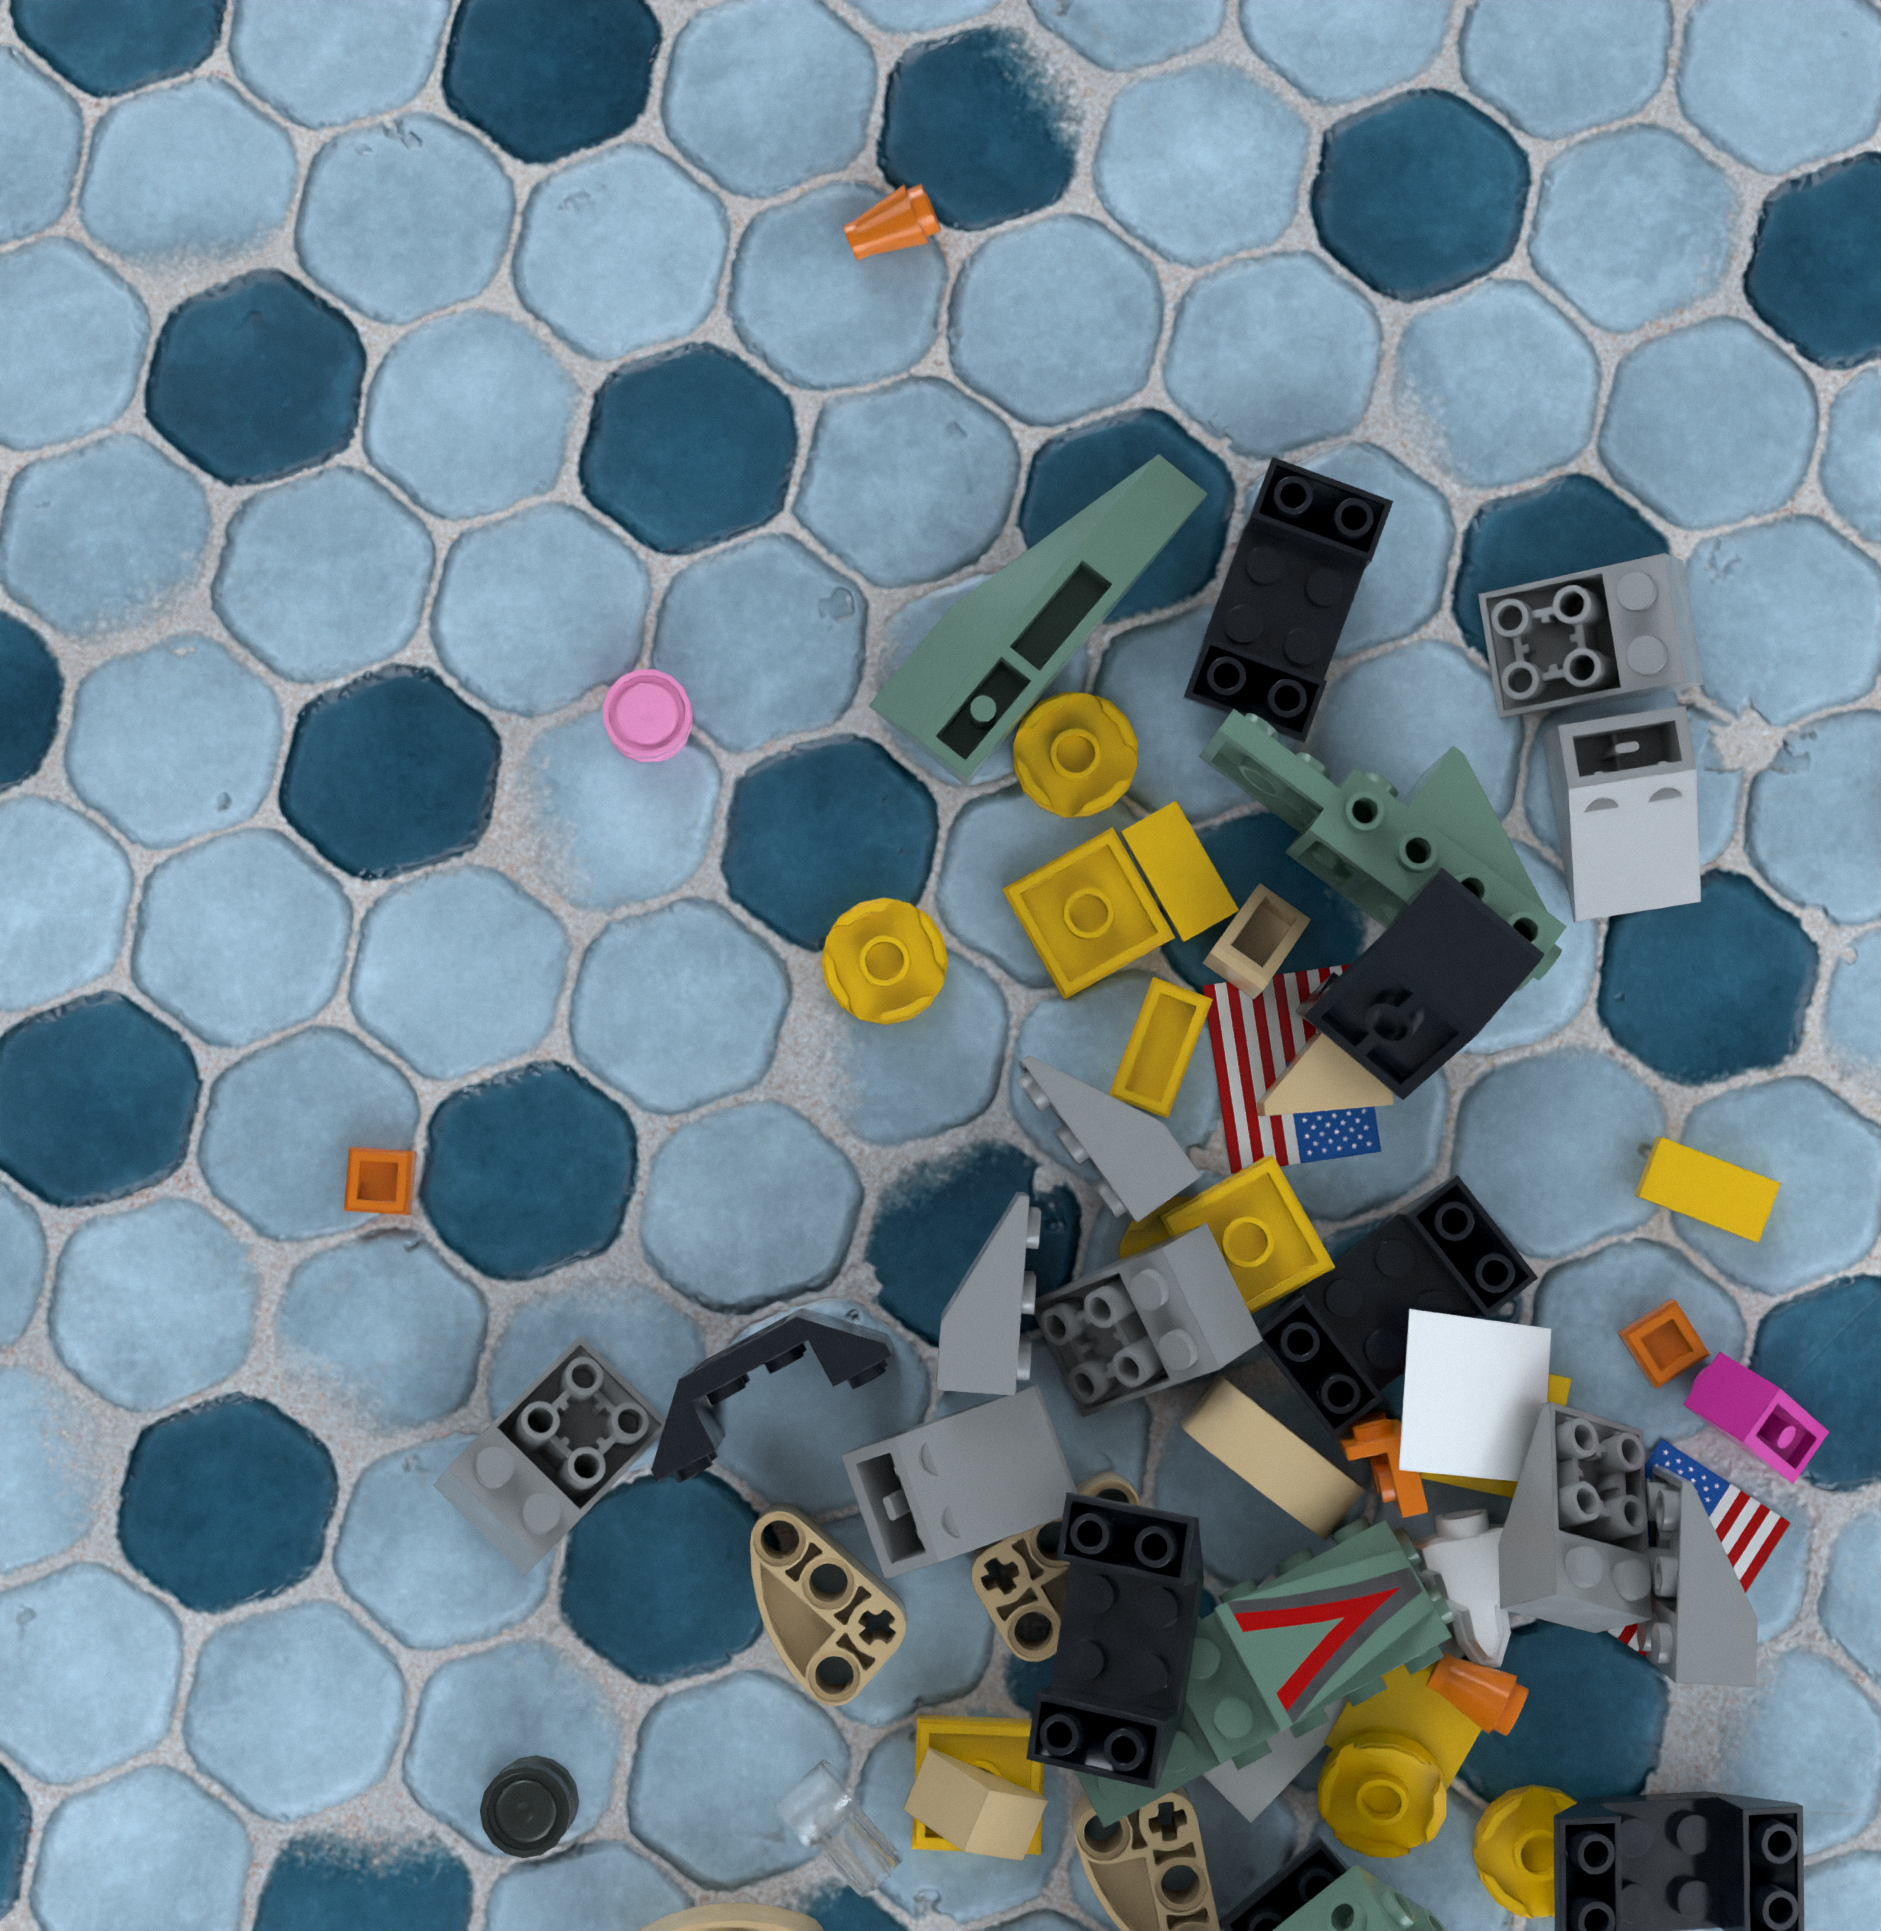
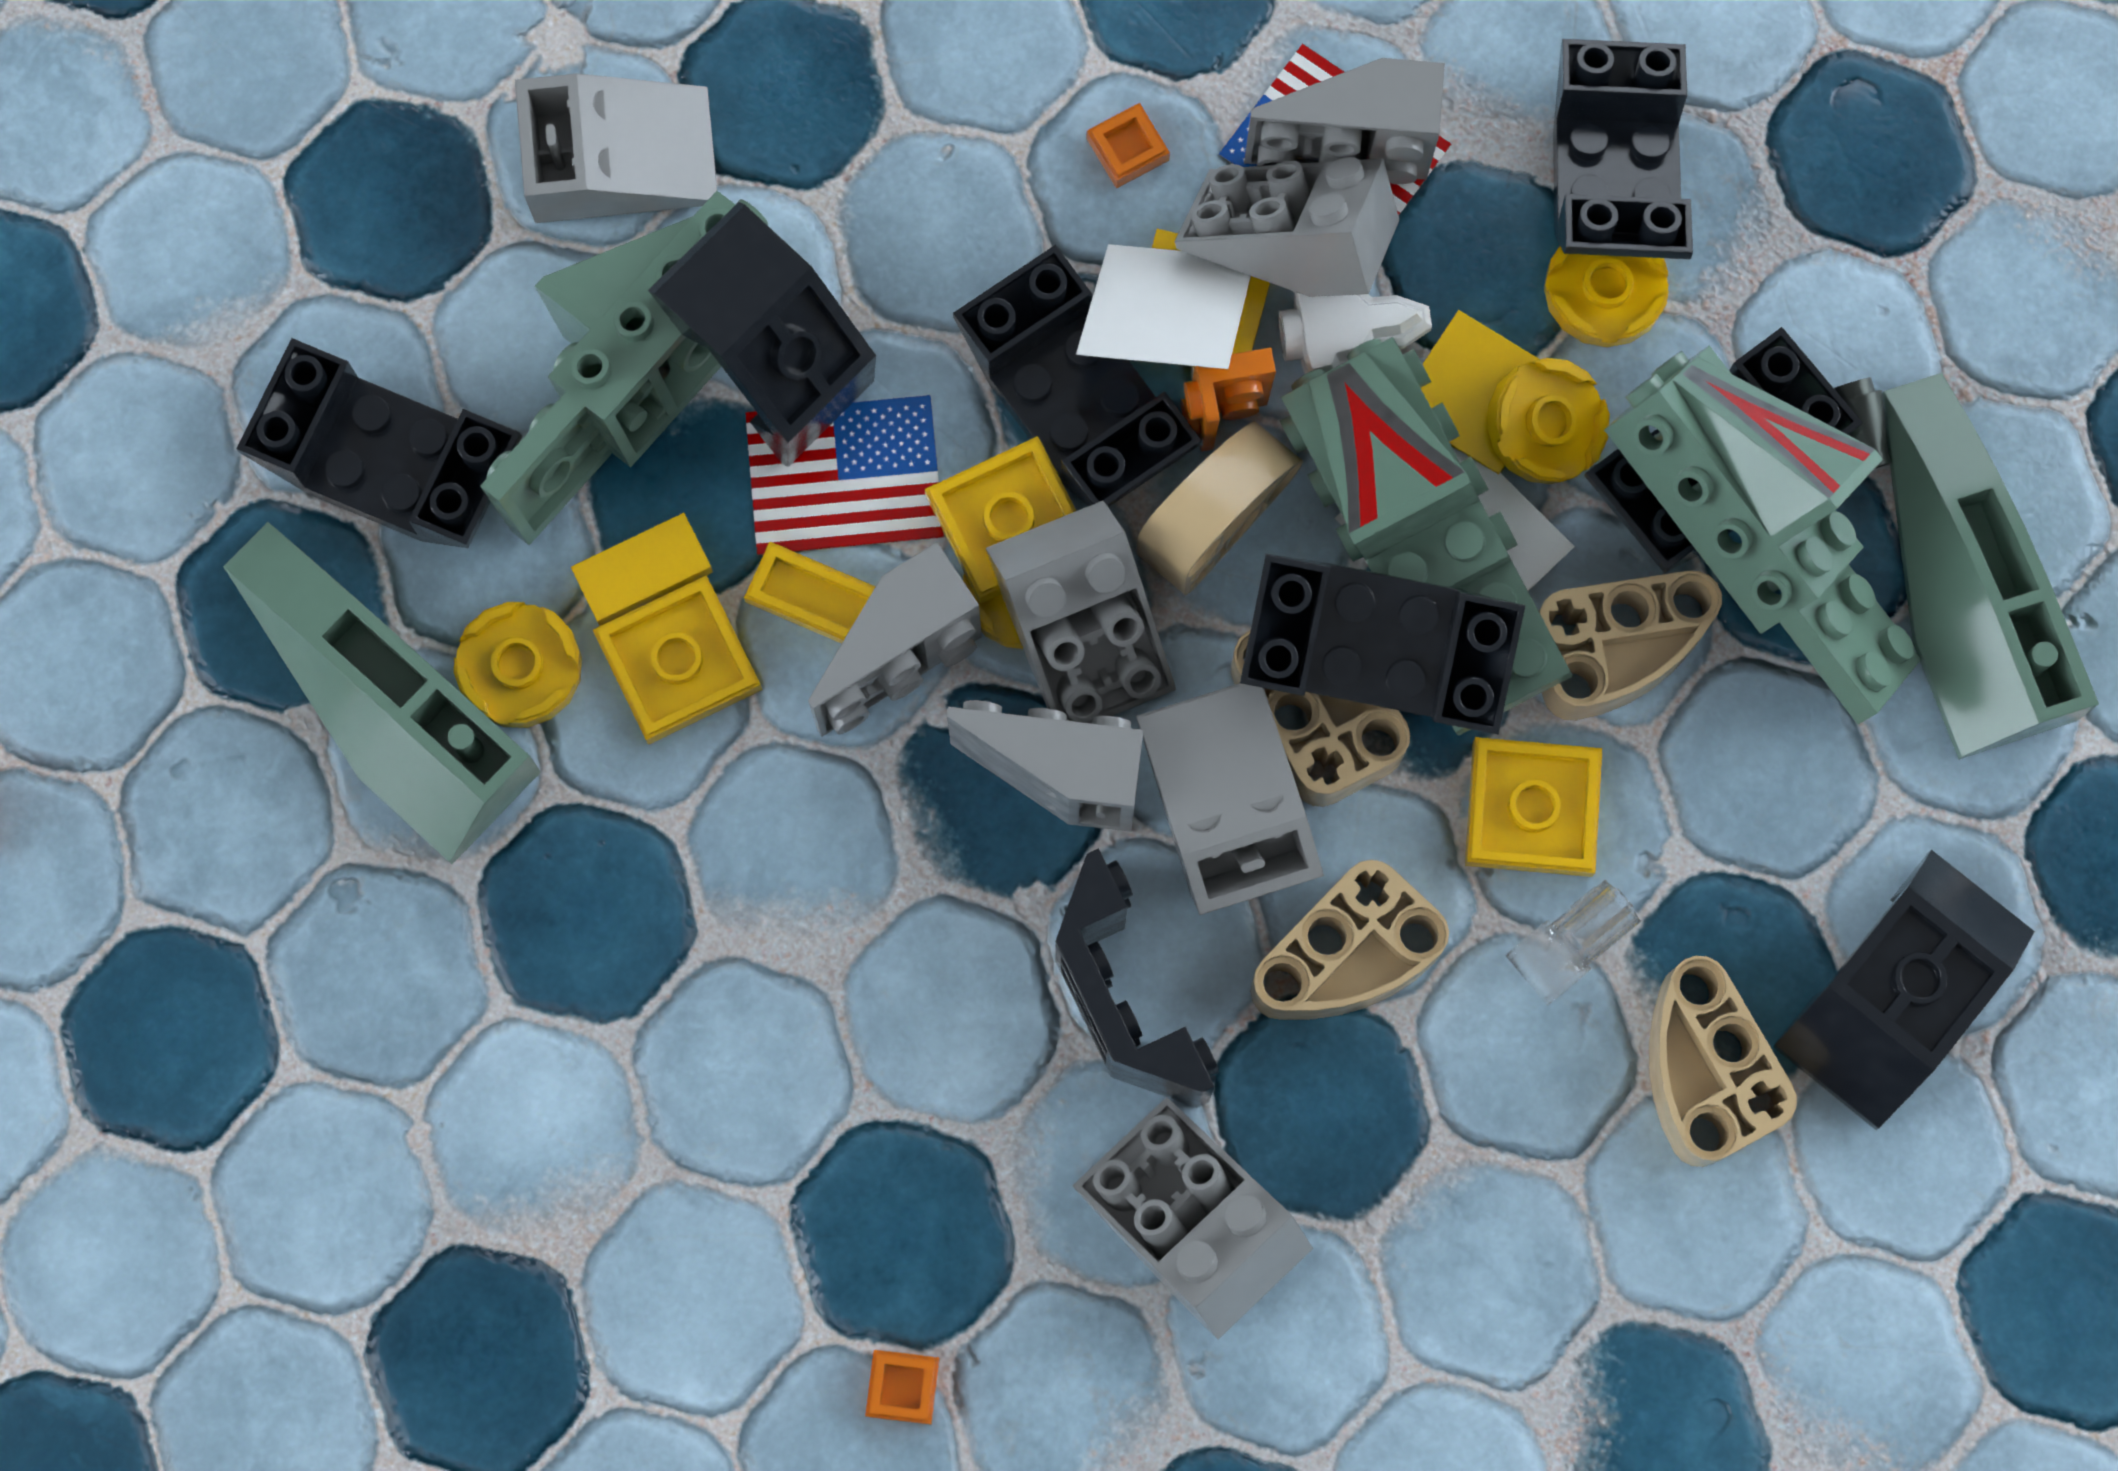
camera: 90 degrees left, 10 degrees down
(529, 1806) = (1547, 1254): pearl dark grey wheel -> none
(647, 715) = (441, 1086): bright pink wheel -> none
(884, 961) = (710, 861): yellow tile -> none
(974, 1807) = (1551, 807): tan slope -> none
(1257, 941) = (719, 498): tan slope -> none
(1322, 1080) = (854, 439): tan slope -> none
(1480, 1692) = (1451, 322): orange cone -> none
(1591, 637) = (443, 172): light grey slope -> none
(1707, 1189) = (982, 98): yellow tile -> none
(1755, 1416) = (1198, 64): dark pink slope -> none

